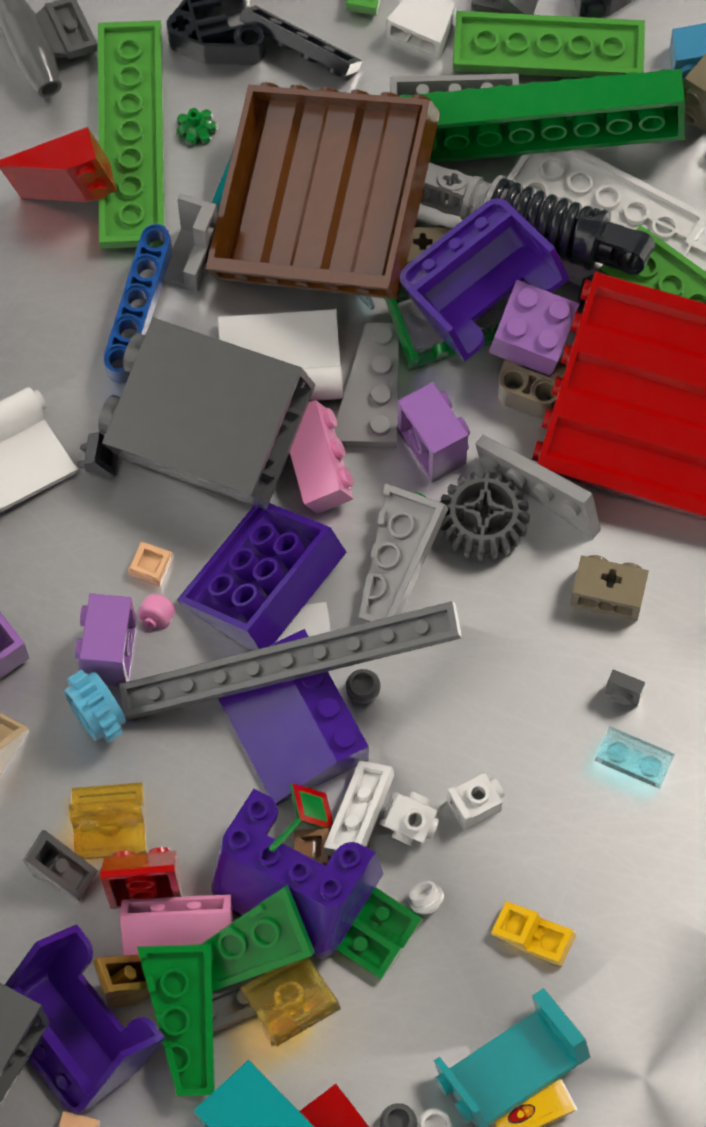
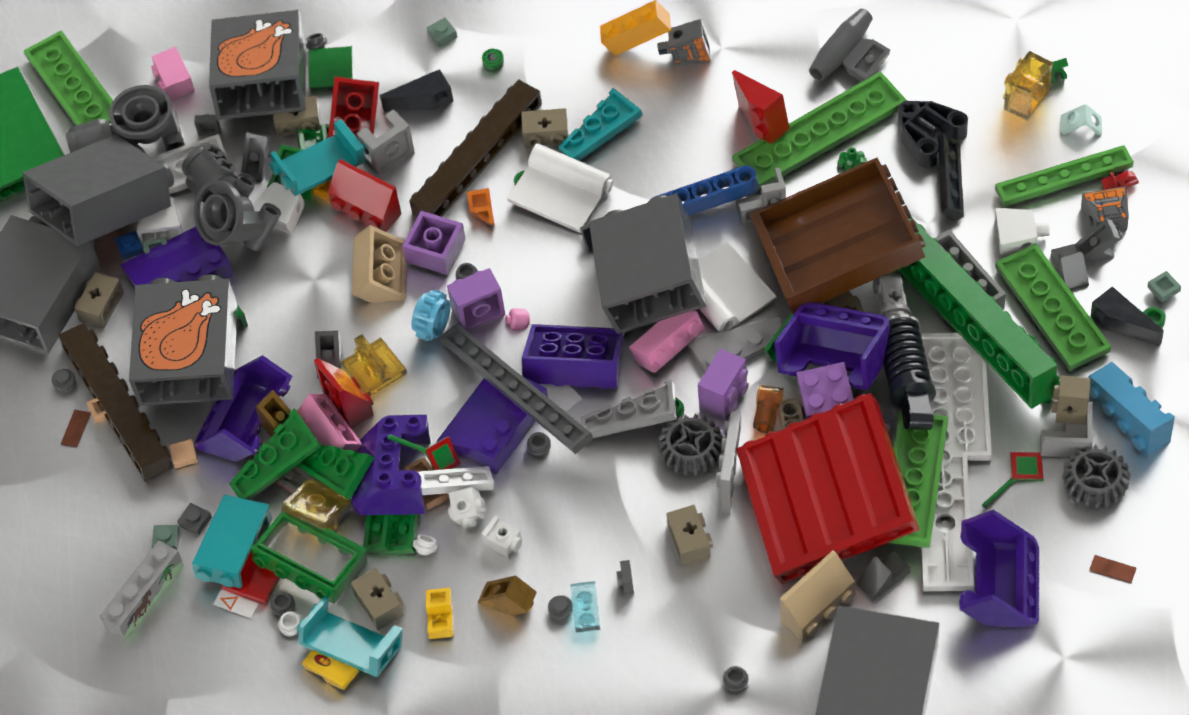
camera: 65 degrees right, 10 degrees down
(47, 634) = (465, 270): none -> dark grey plate
(150, 563) = (546, 299): light nougat tile -> none
(356, 1051) = (309, 556): none -> window
(451, 1003) = (382, 609): none -> dark tan brick
(479, 399) = (767, 405): none -> clear orange piece
(564, 839) = (508, 595): none -> pearl gold slope
(615, 786) = (560, 607): none -> dark grey plate

